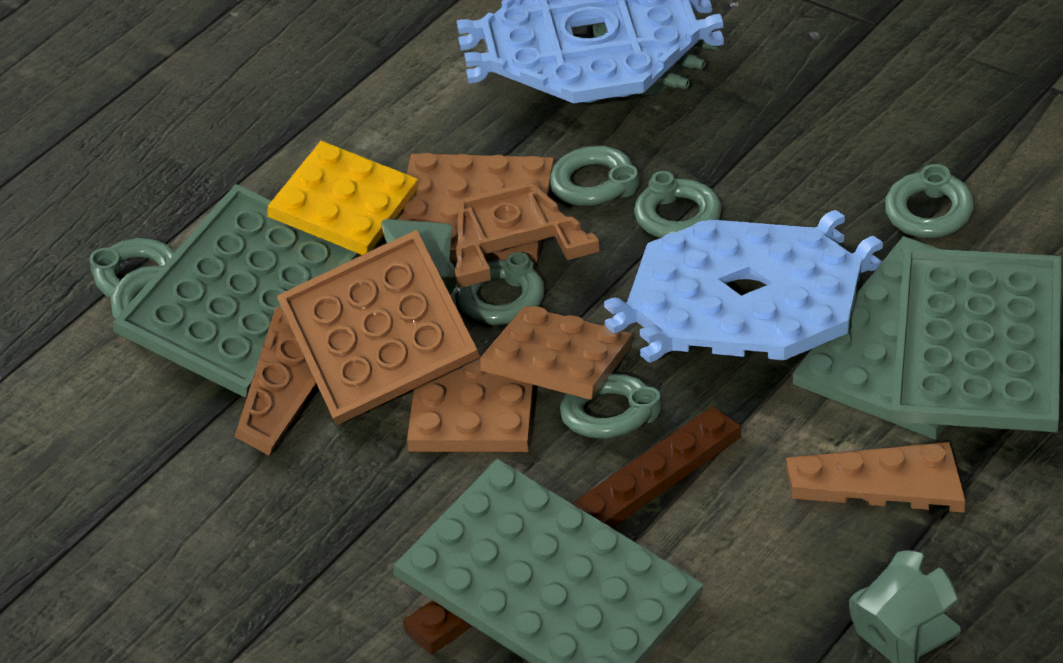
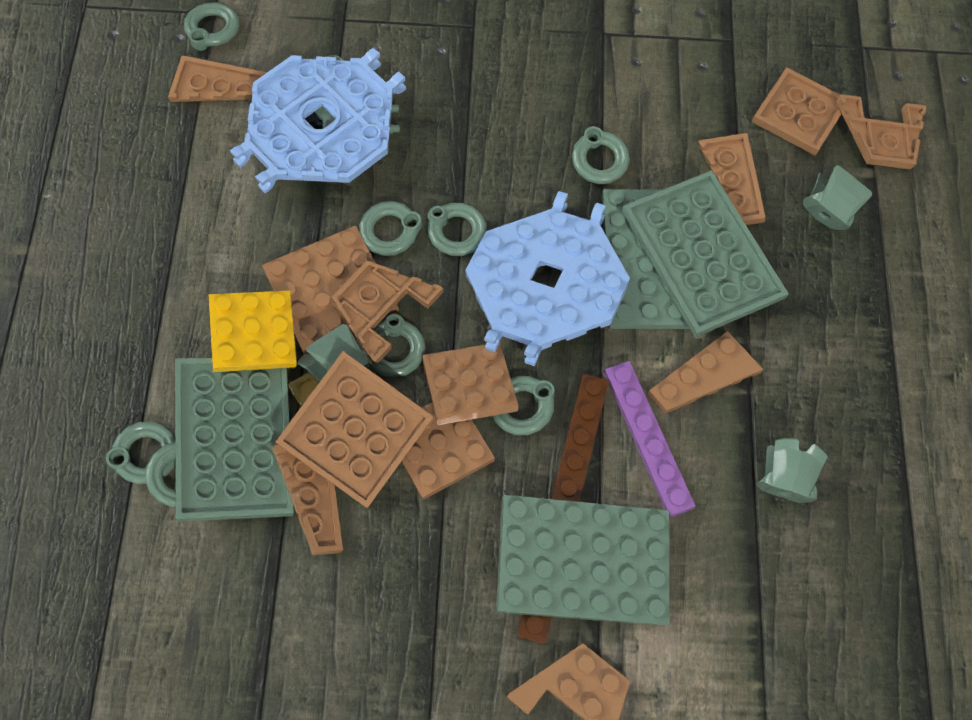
camera: 40 degrees left, 25 degrees up
(744, 512) = (649, 439): none -> medium lavender plate

